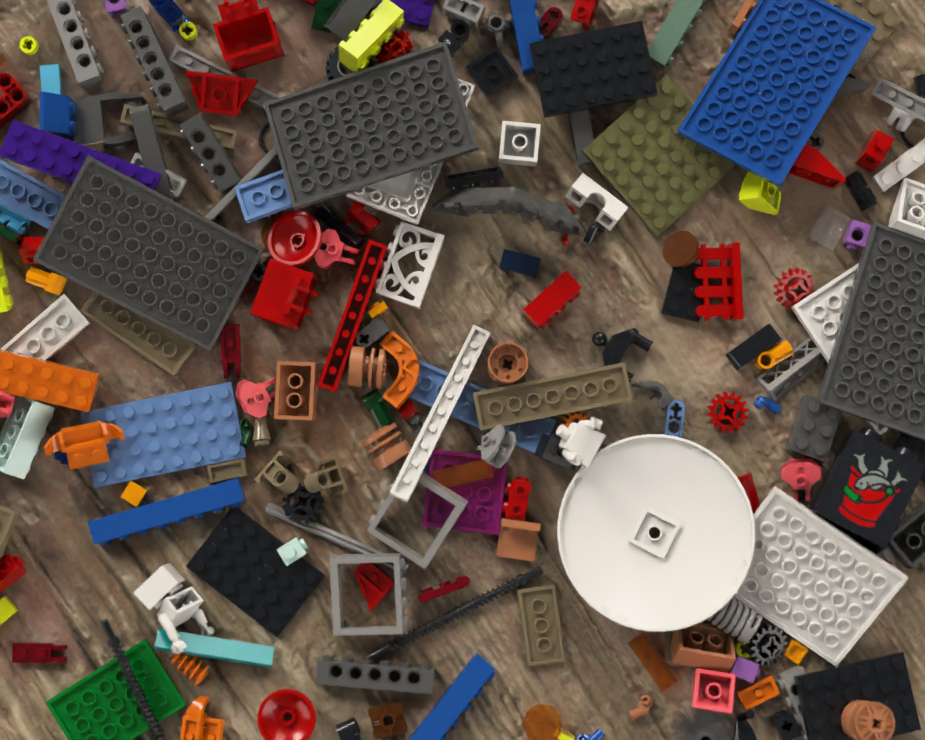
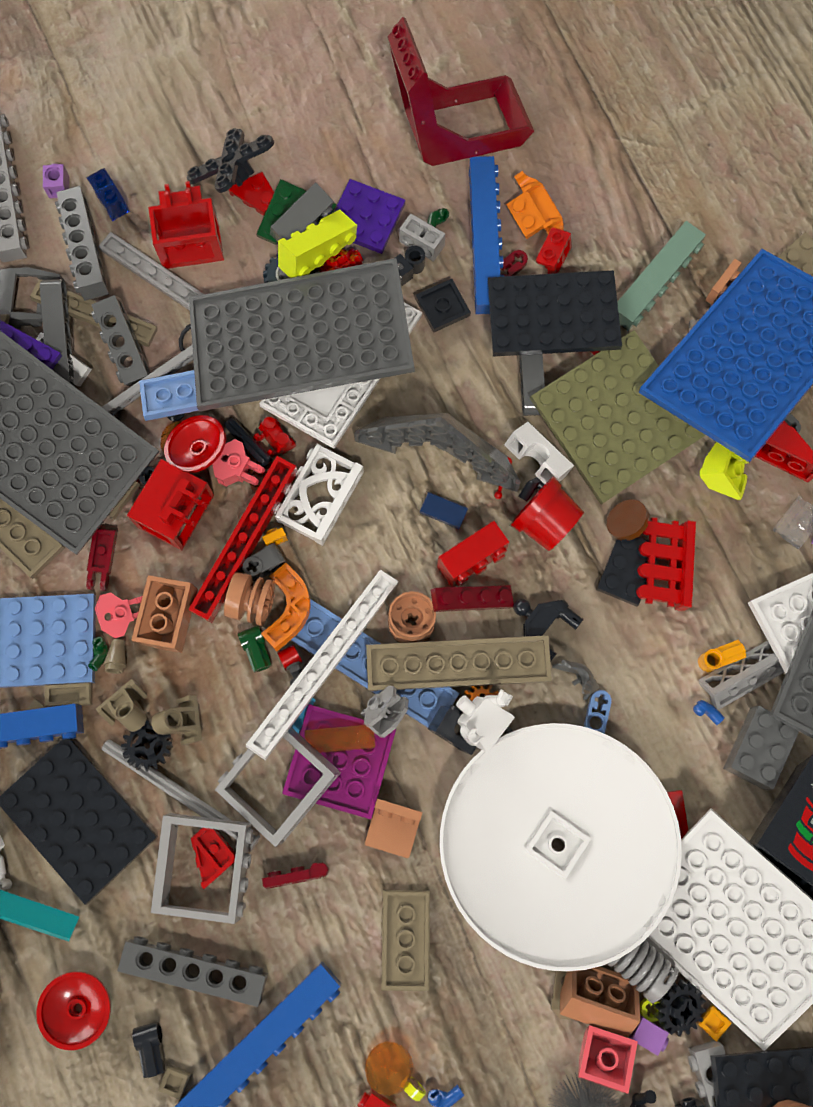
camera: 10 degrees right, 10 degrees down
(183, 26) = (121, 216): neon yellow bush -> none
(220, 92) = (147, 284): red wing -> none
(293, 550) = (124, 800): light aqua bracket -> none
(383, 730) = (208, 1043): reddish brown piece -> none
(386, 446) = (255, 690): nougat wheel -> none
(389, 647) = (218, 937): black hose -> none
(474, 178) = (404, 409): black plate -> none
(495, 28) = (454, 261): flat silver rock -> none
(518, 498) = (400, 778): red brick -> none
(519, 143) = (461, 381): white brick -> none
(556, 339) = (471, 598): none -> dark red plate
(611, 256) = (548, 515): none -> red piece
(643, 708) = (516, 1068): nougat arm -> none
(652, 661) = (536, 1008): clear orange plate -> none
(722, 404) = (664, 721): red gear -> none
(753, 346) = (698, 642): black beam -> none
(758, 692) = (662, 1069): orange plate -> none
(793, 287) = (753, 571): red gear -> none
(803, 477) = (742, 805): coral hinge -> none

